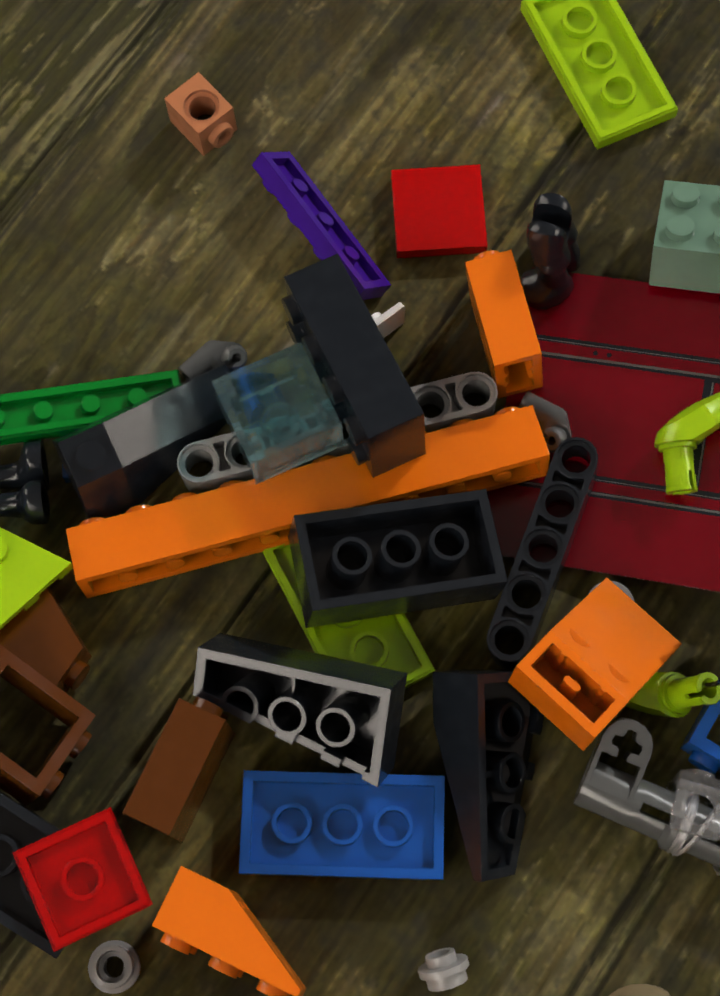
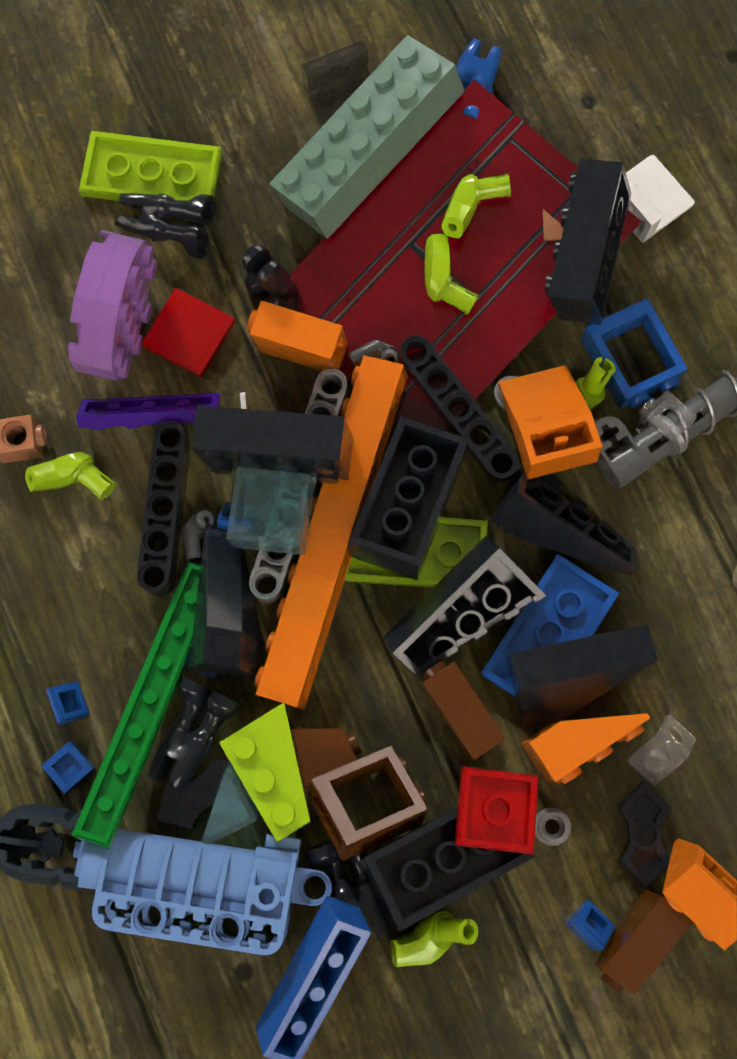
camera: 60 degrees left, 5 degrees up
(195, 305) = (158, 493): none -> black beam
(199, 186) = (69, 470): none -> lime arm
(303, 877) = (570, 674): none -> black wedge
(400, 103) = (112, 305): none -> medium lavender piece
(444, 969) = (671, 626): light grey plate -> none
(553, 88) = (154, 221): none -> black piece

